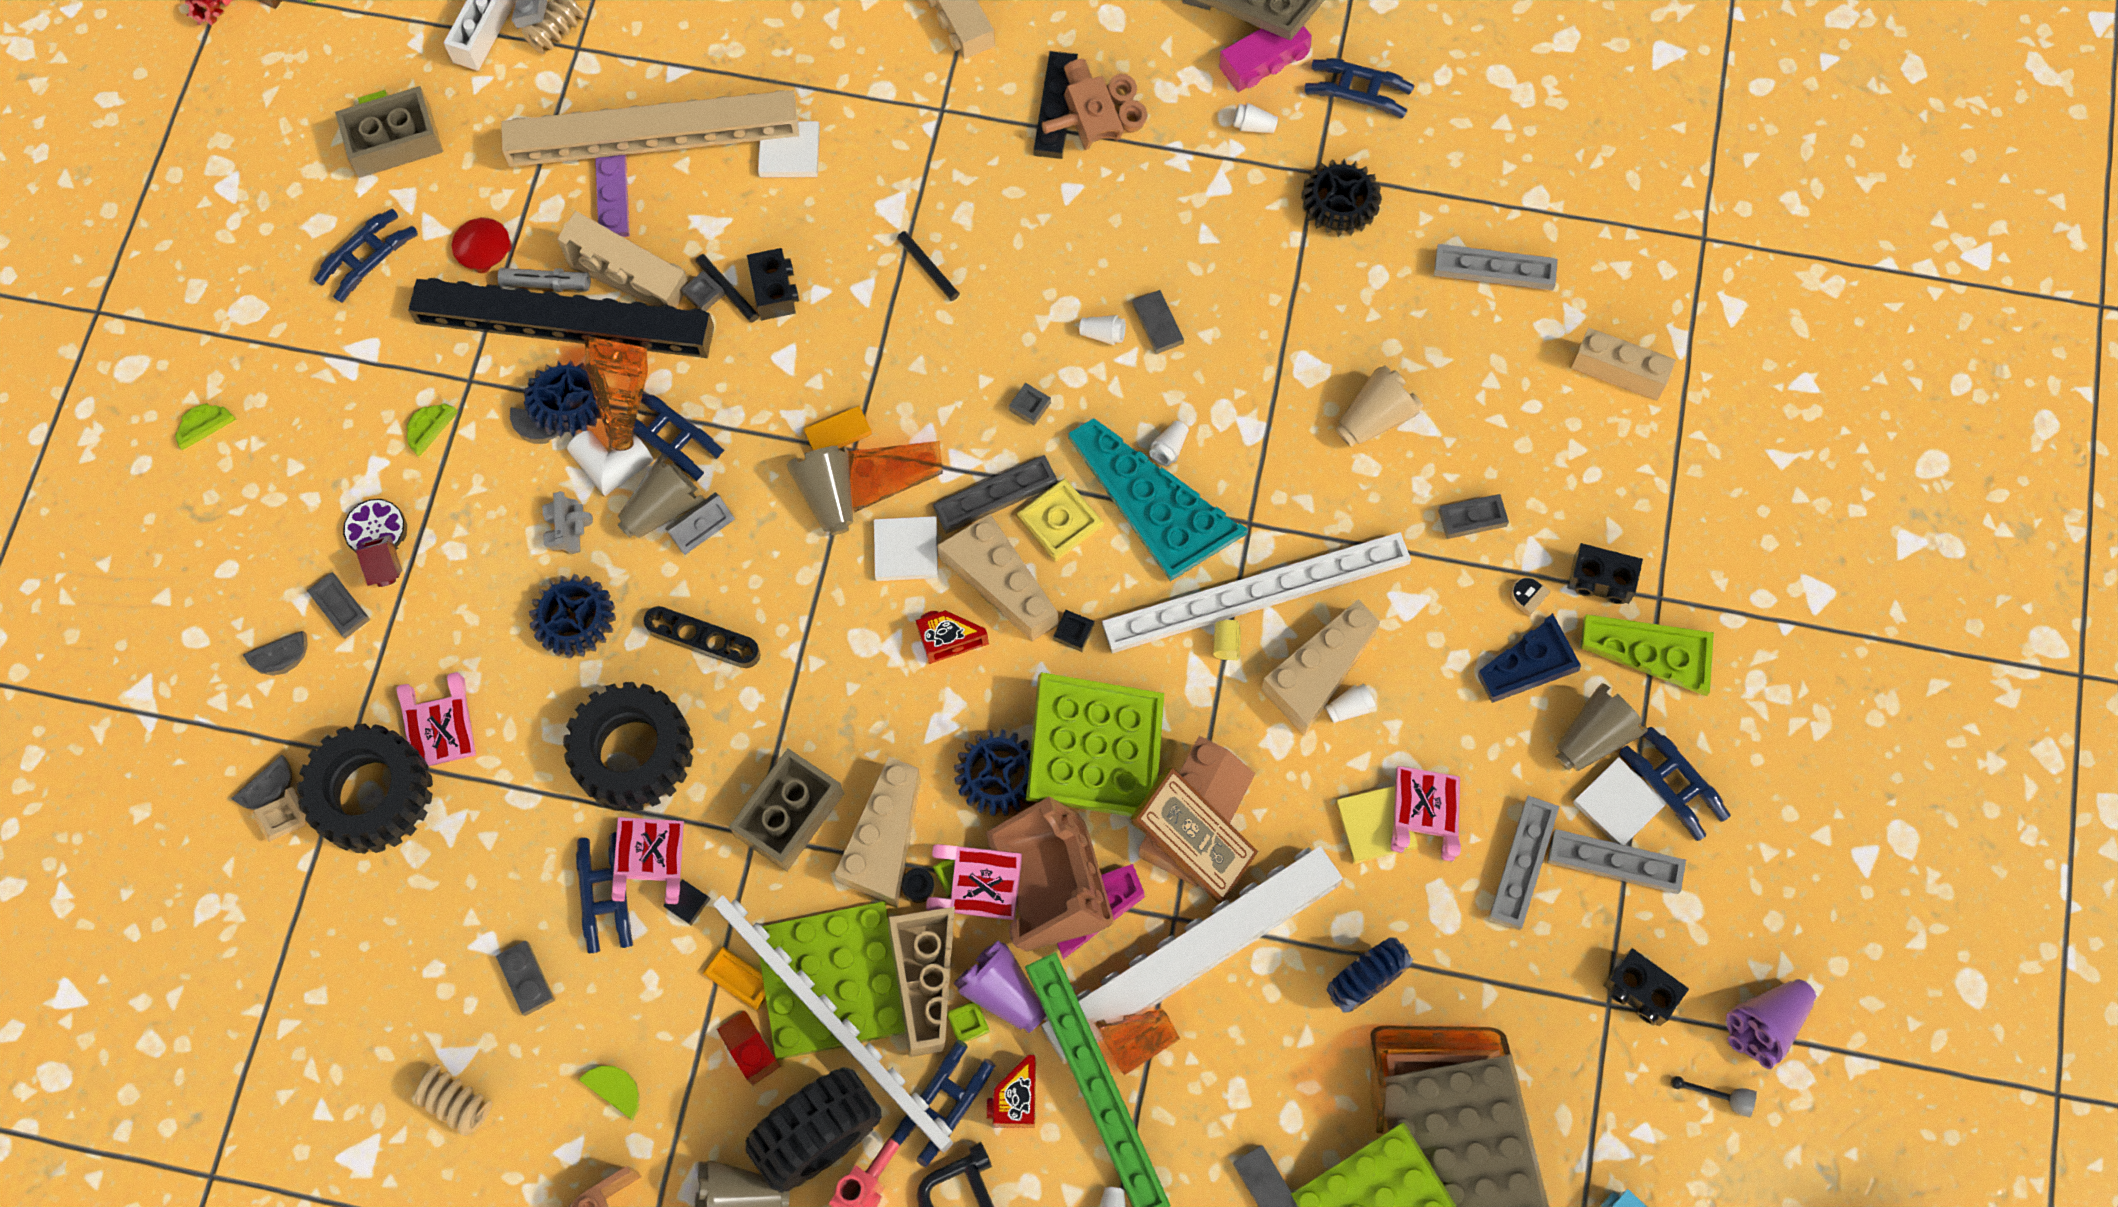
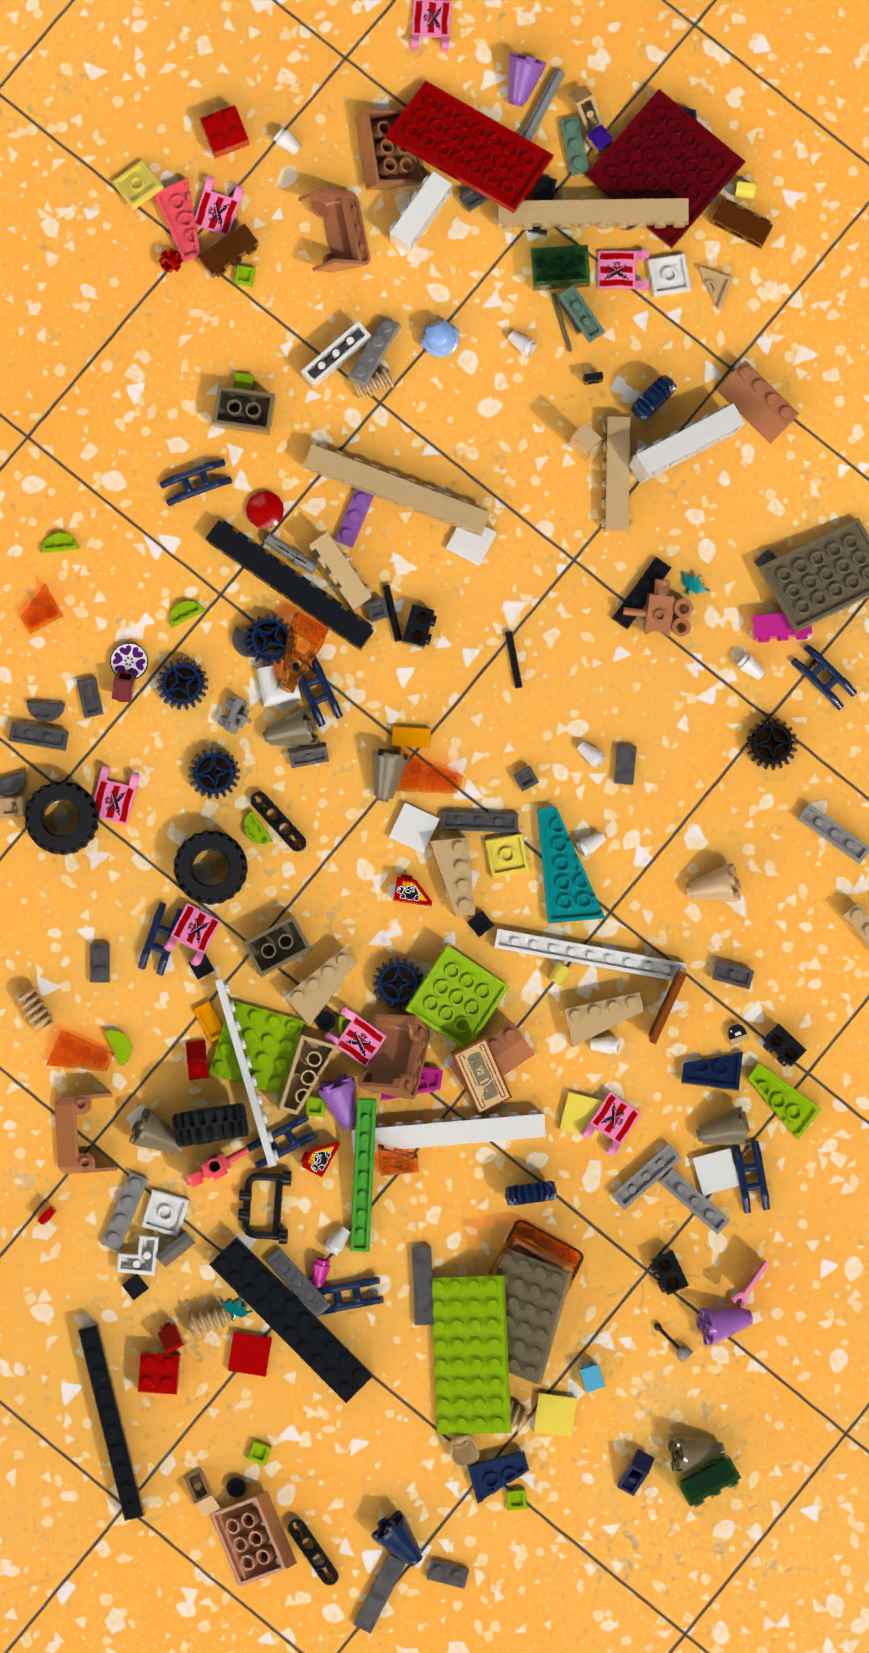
camera: 20 degrees right, 15 degrees up
(212, 522) = (41, 611): none -> clear orange wing
(282, 694) = (38, 736): none -> flat silver plate
(476, 499) = (190, 680): none -> dark blue gear
(553, 1134) = (78, 1053): none -> clear orange wing
(674, 667) = (255, 831): none -> lime tile
(1118, 62) = (693, 584): none -> teal piece
(1409, 595) = (667, 1004): none -> dark orange tile
(1778, 935) = (750, 1284): none -> bright pink flag

